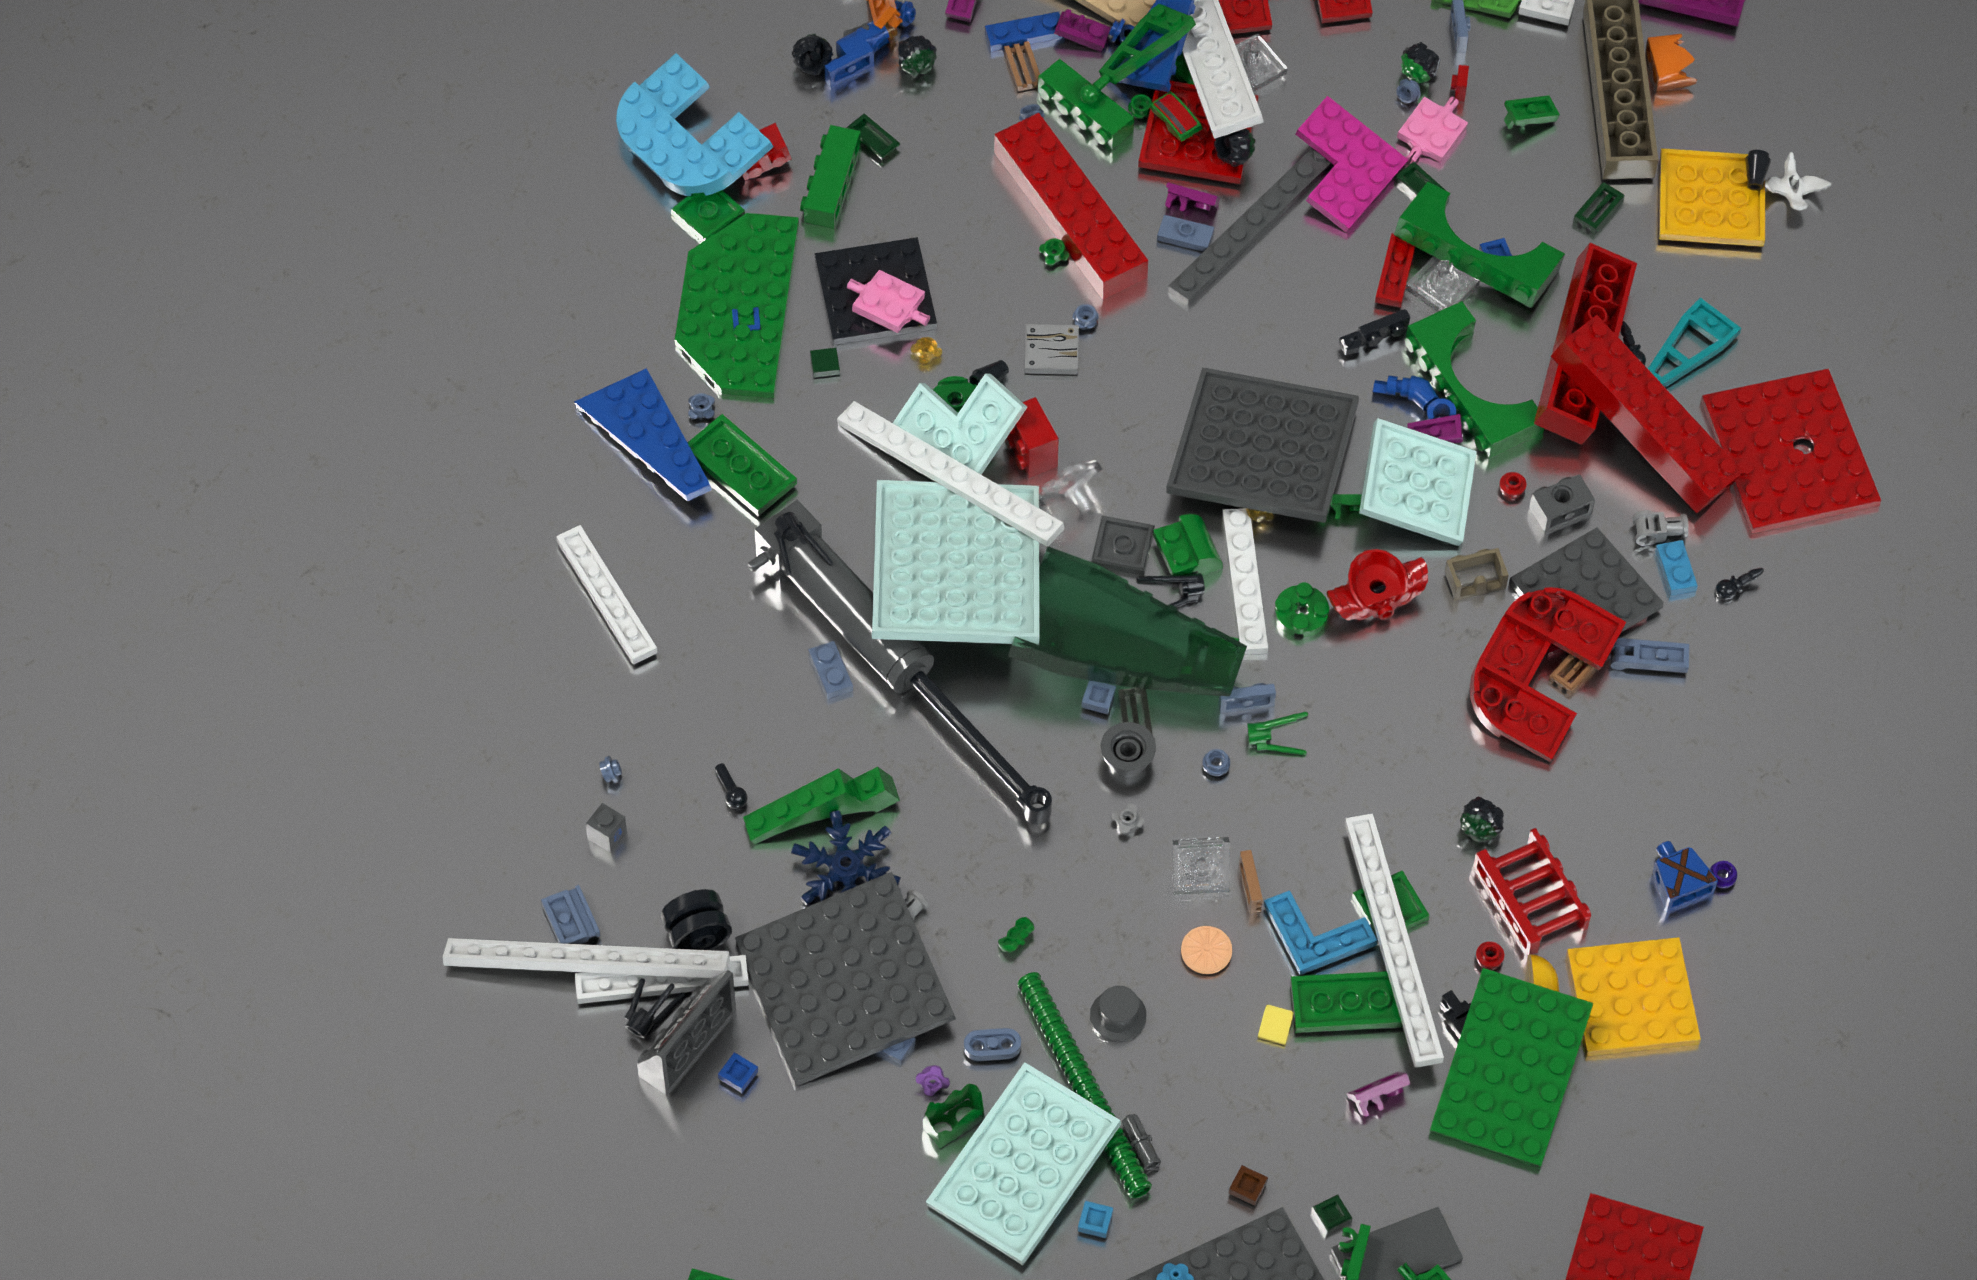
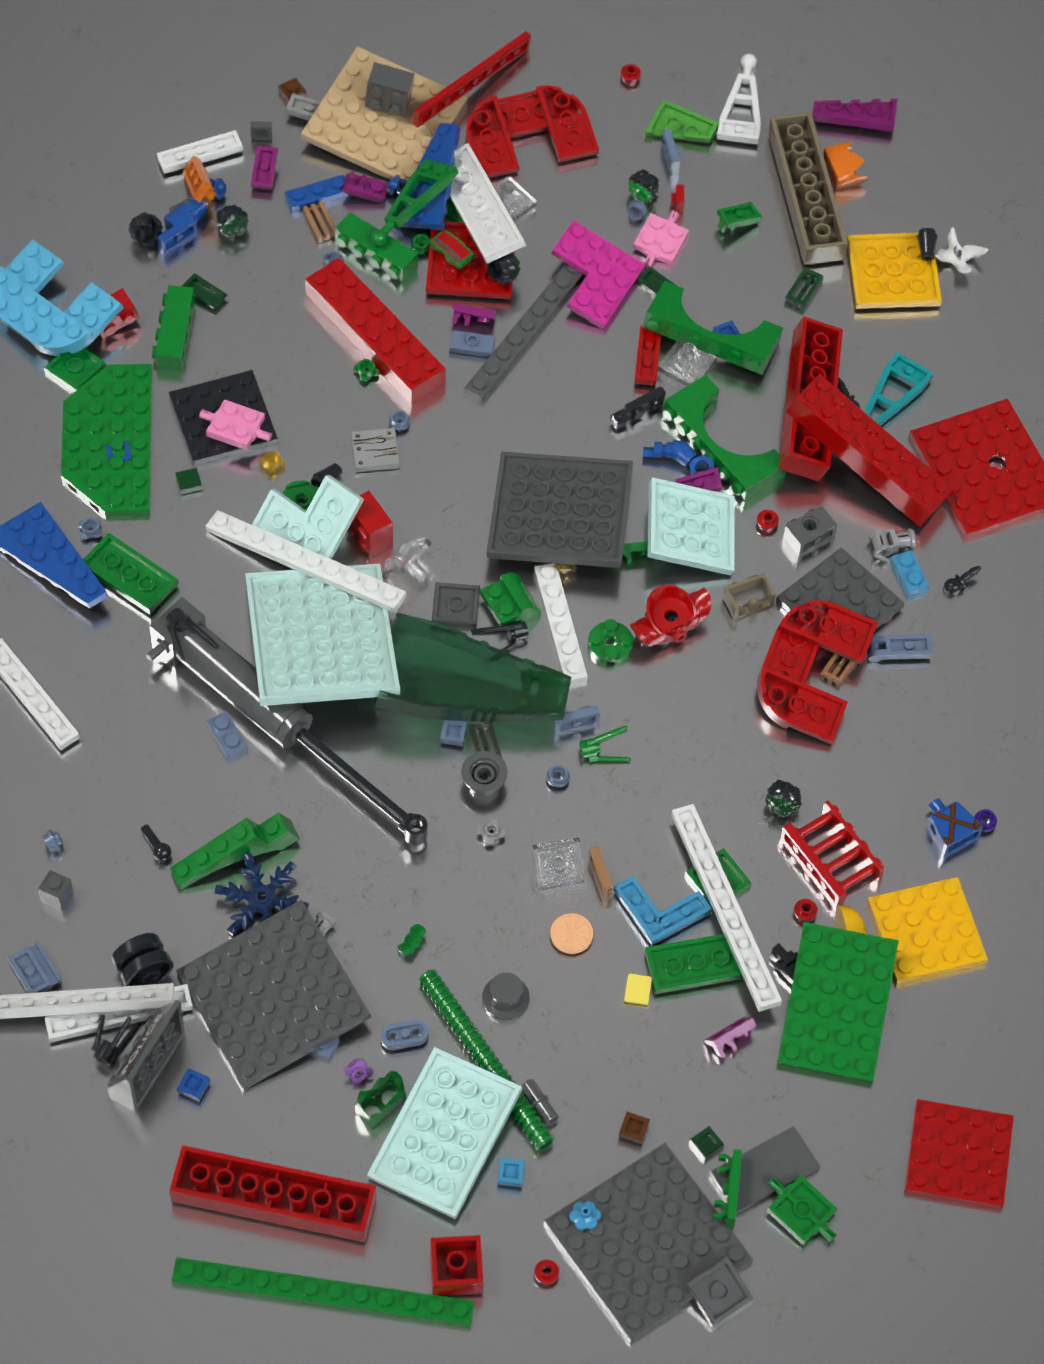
camera: 10 degrees left, 0 degrees up
(814, 1209) = (273, 1193): none -> red brick

